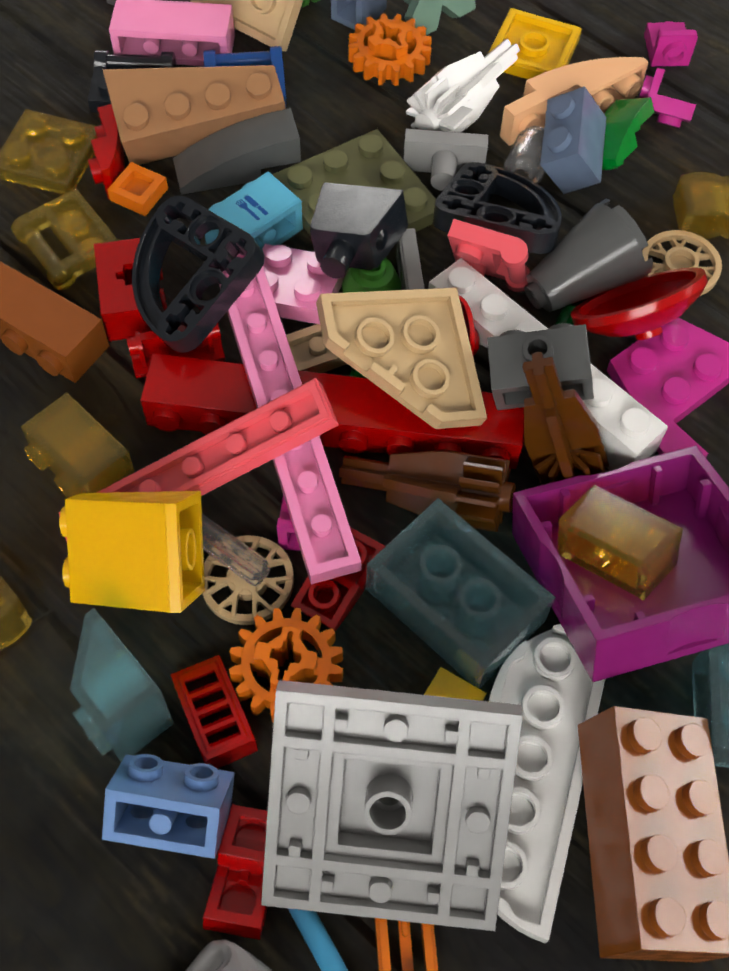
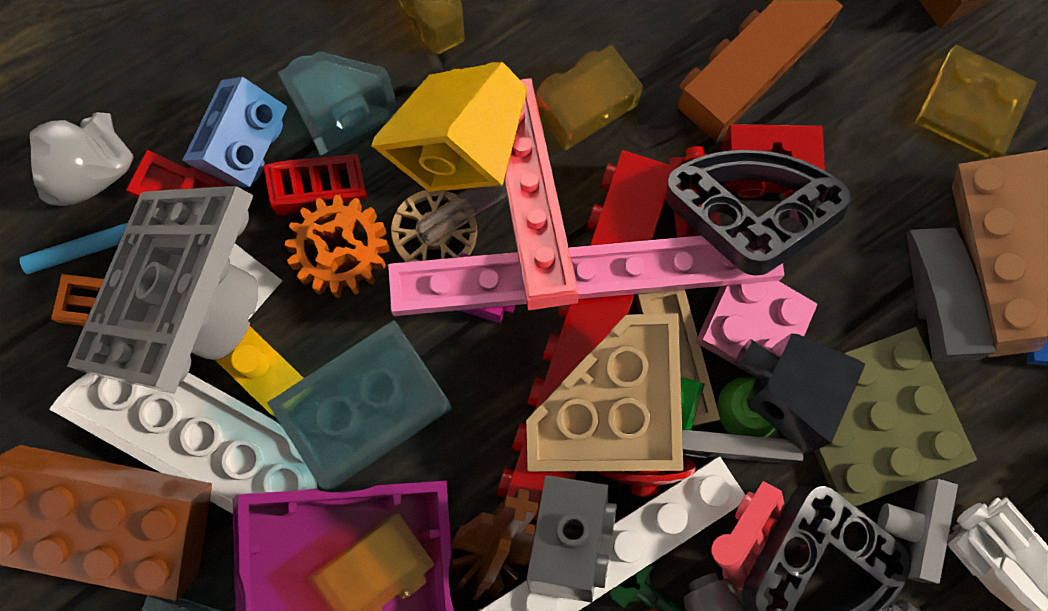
camera: 100 degrees right, 15 degrees up
(76, 228) = (855, 121): clear yellow plate -> none
(108, 149) = (941, 154): red slope -> none
(138, 189) = (909, 184): orange plate -> none
(263, 210) = (848, 293): medium azure brick -> none
(337, 596) = (430, 331): red slope -> none
(466, 482) = (471, 439): reddish brown piece -> none

